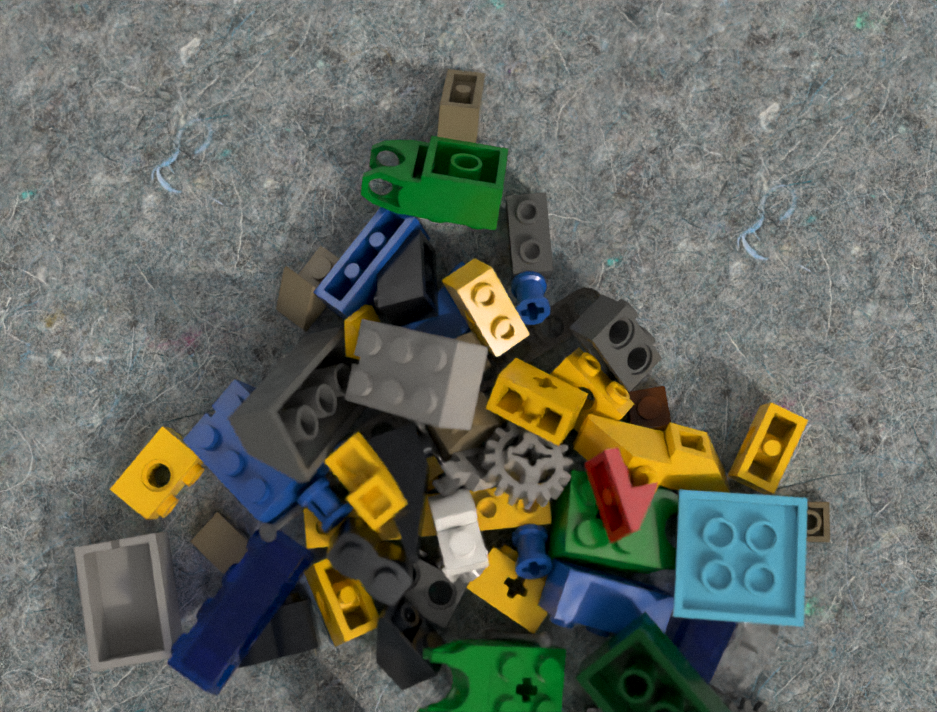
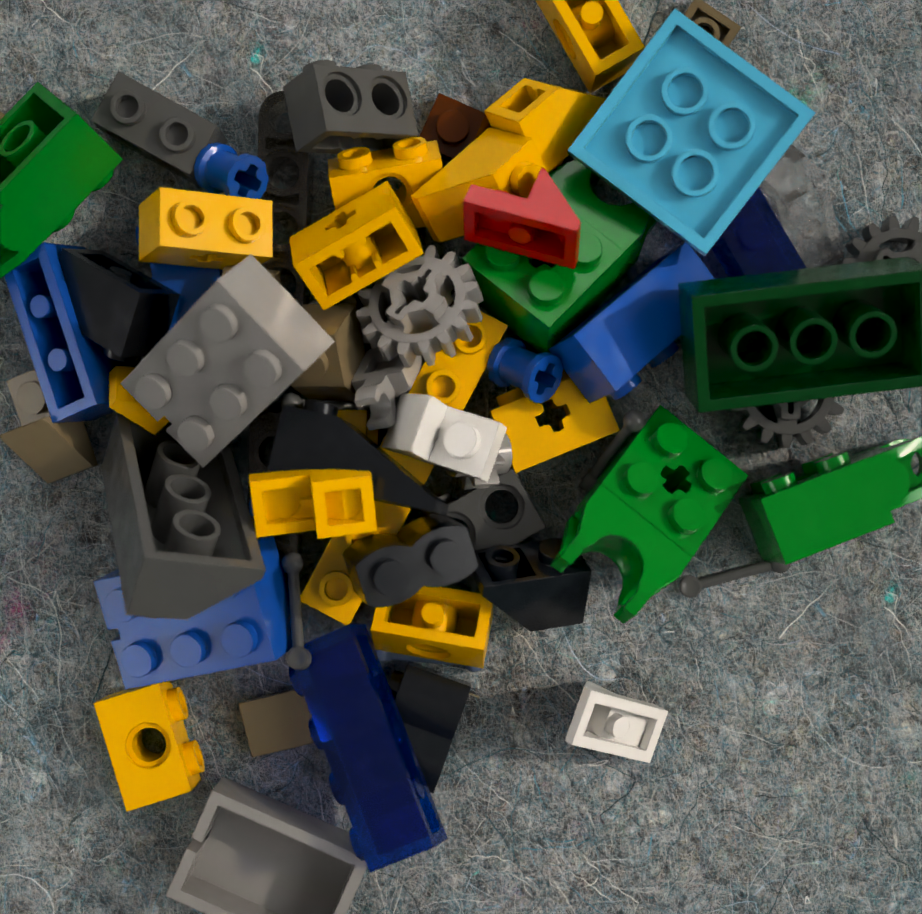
camera: 60 degrees left, 5 degrees up
(325, 504) = (310, 570): blue bush -> none

